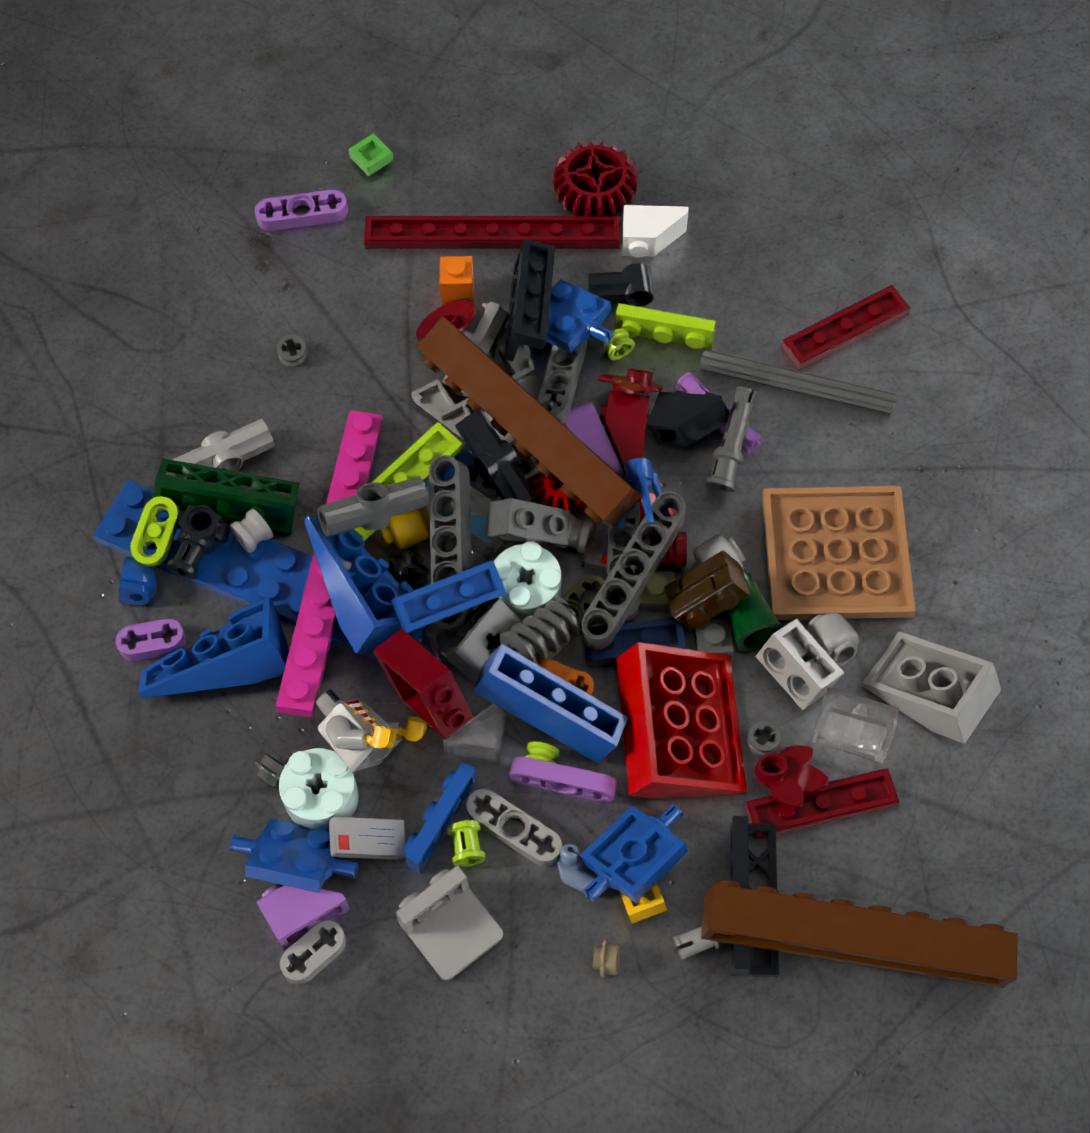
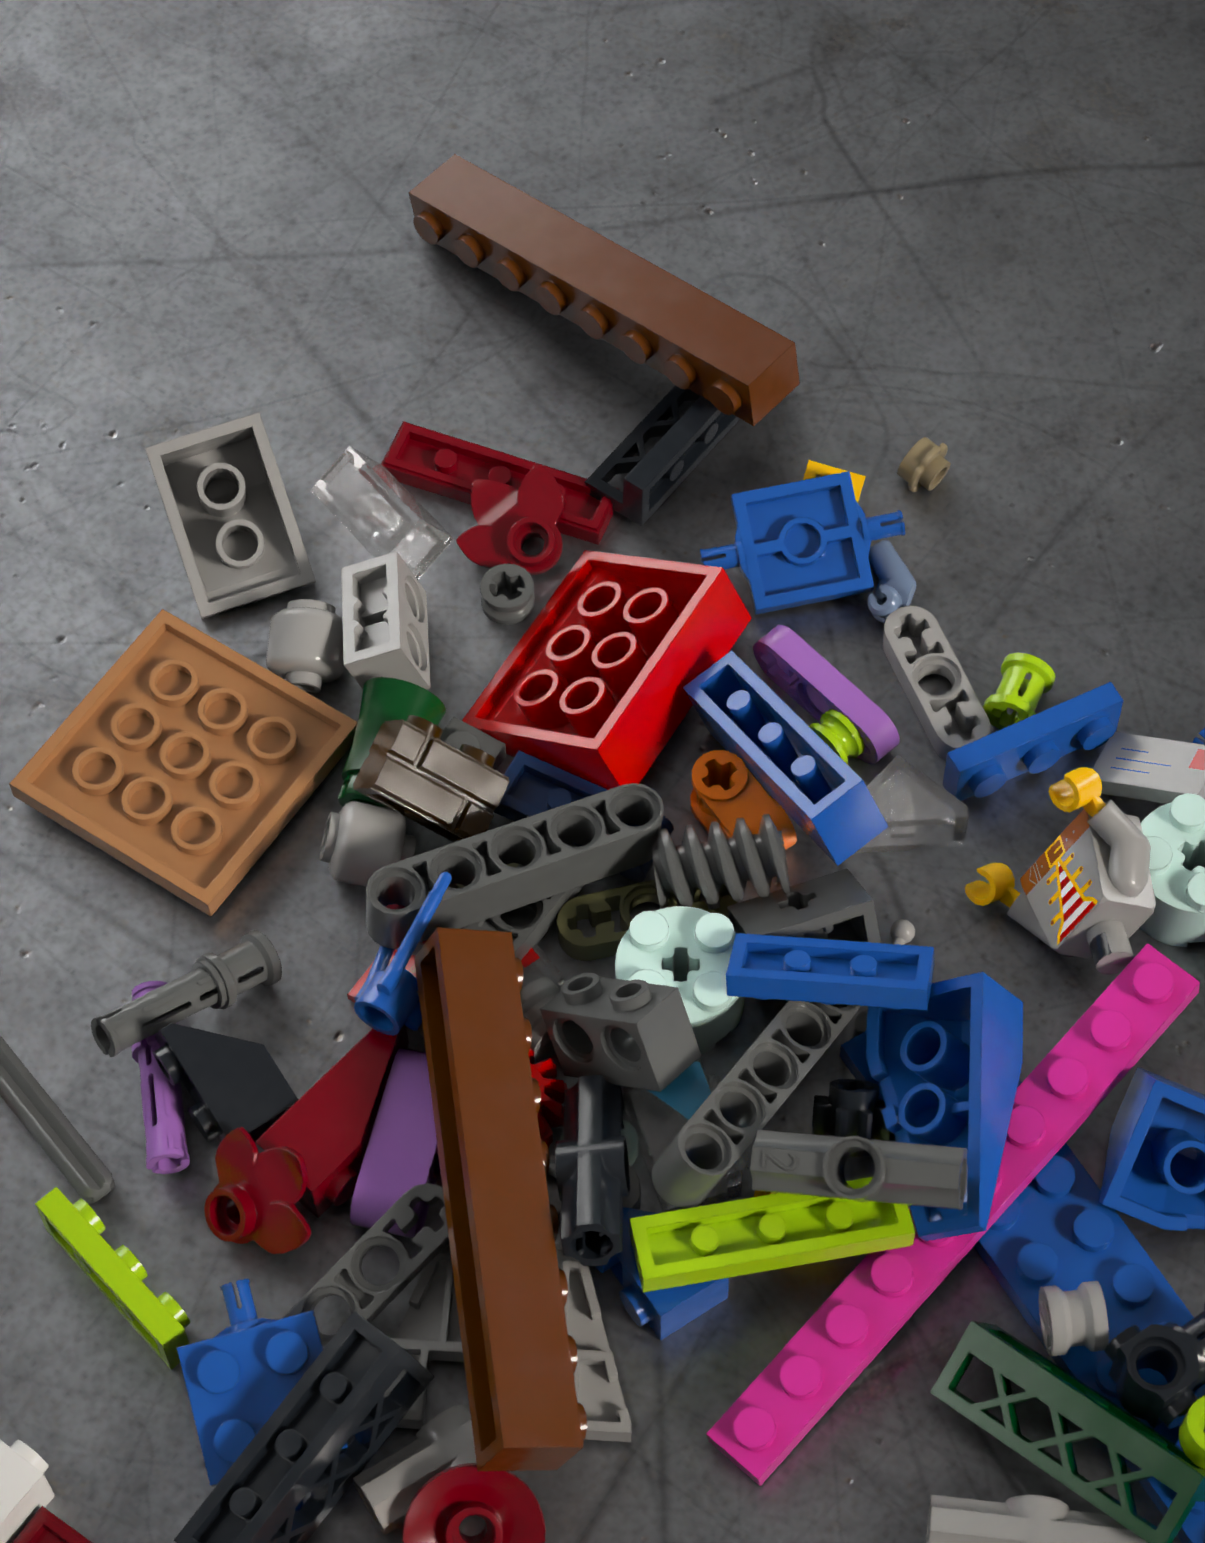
camera: 145 degrees left, 5 degrees down
(423, 683) = (952, 882): dark red window -> none
(448, 923) = (1109, 612): light grey bracket -> none
(620, 344) = (207, 1299): lime bush -> none
(630, 285) = (104, 1400): black piece -> none
(698, 944) = (795, 423): light grey pin -> none

